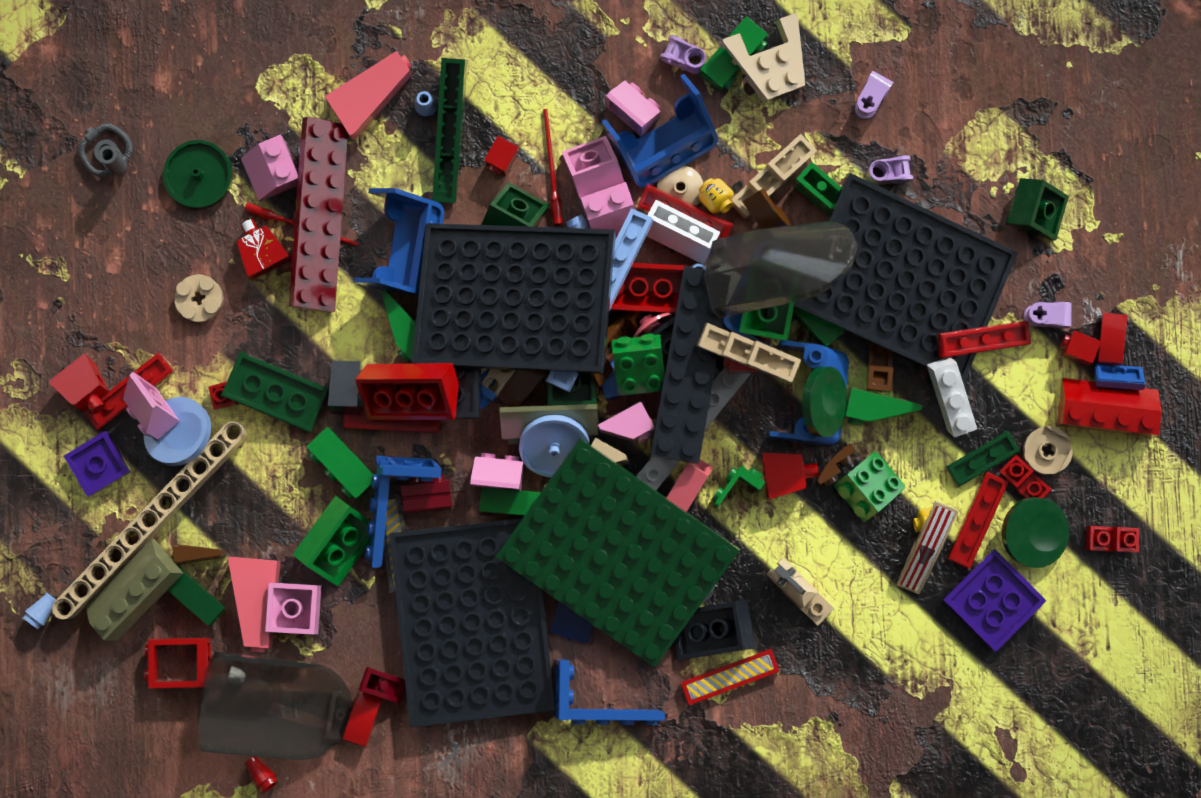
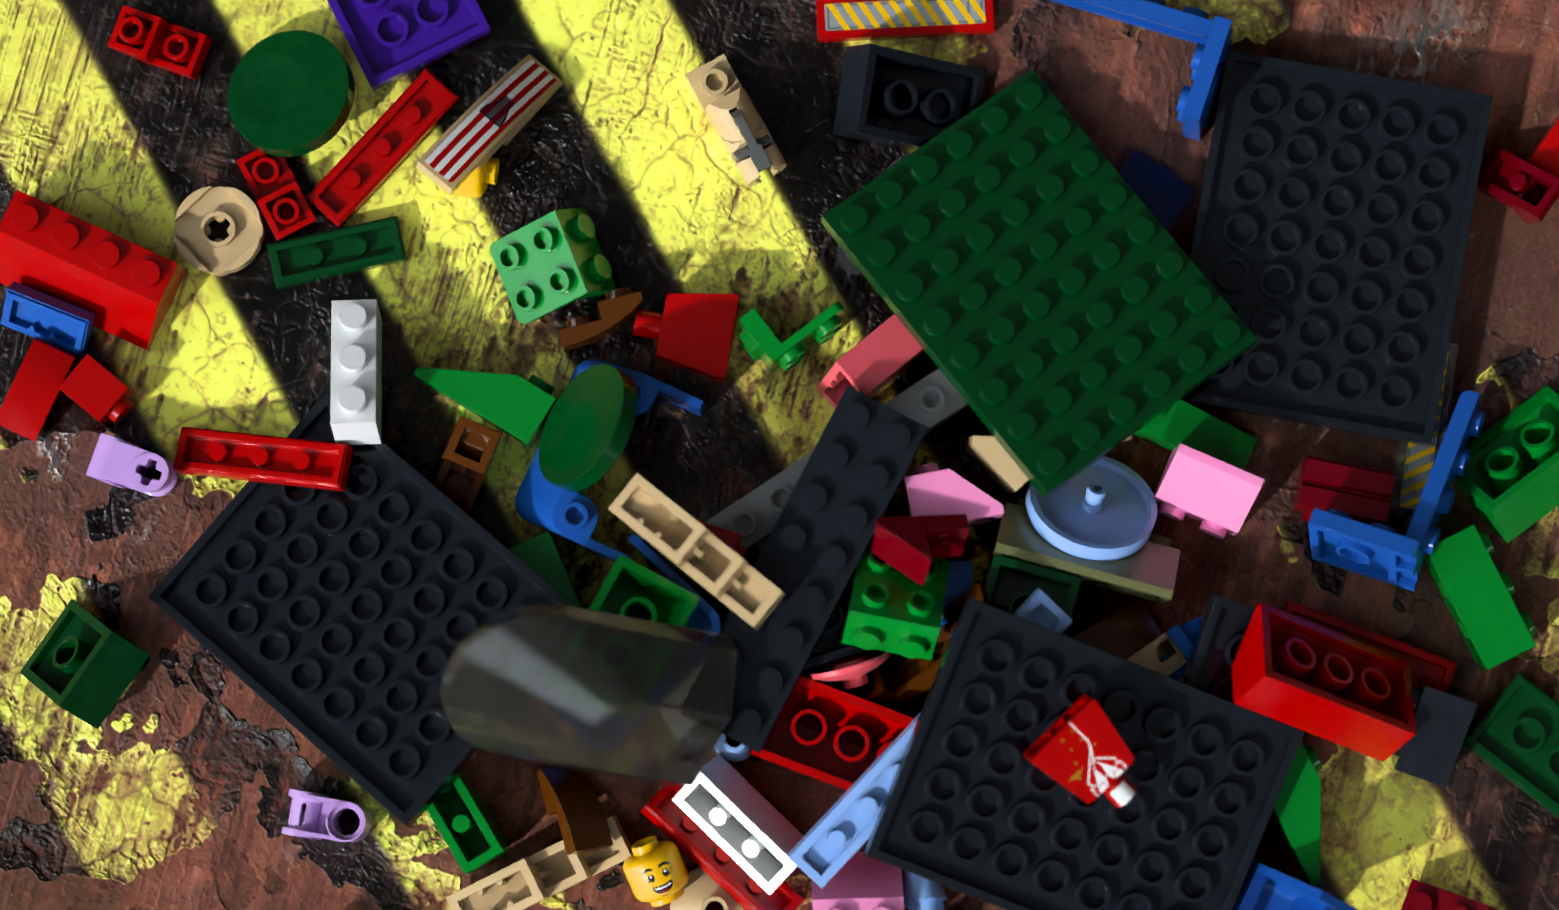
camera: 165 degrees left, 0 degrees up
(520, 312) = (1085, 754): none -> red torso
(642, 394) = (912, 540): none -> dark red slope

